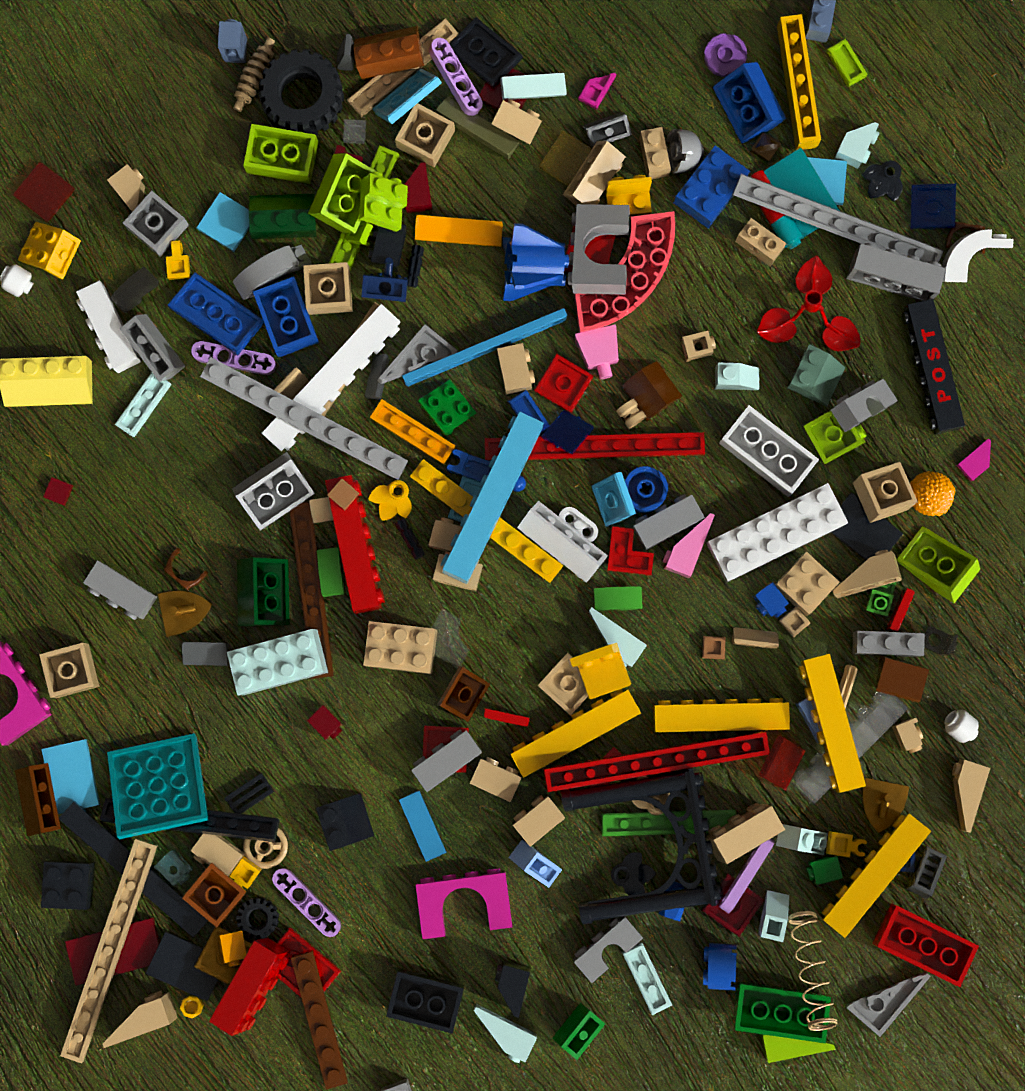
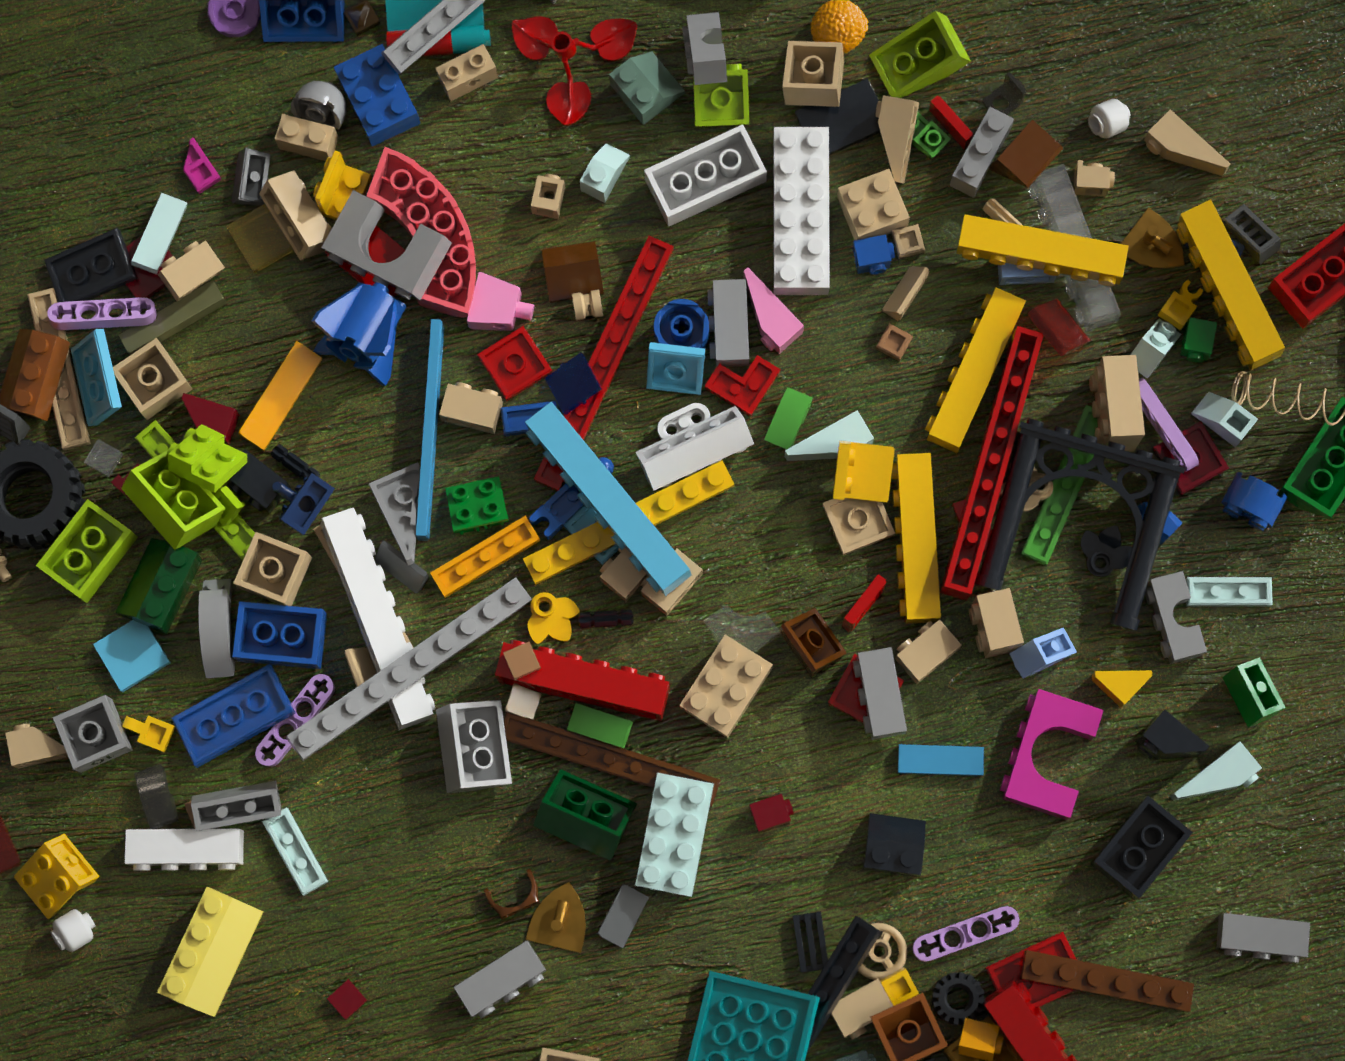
camera: 60 degrees left, 5 degrees down
(538, 932) = (1121, 684): none -> yellow slope

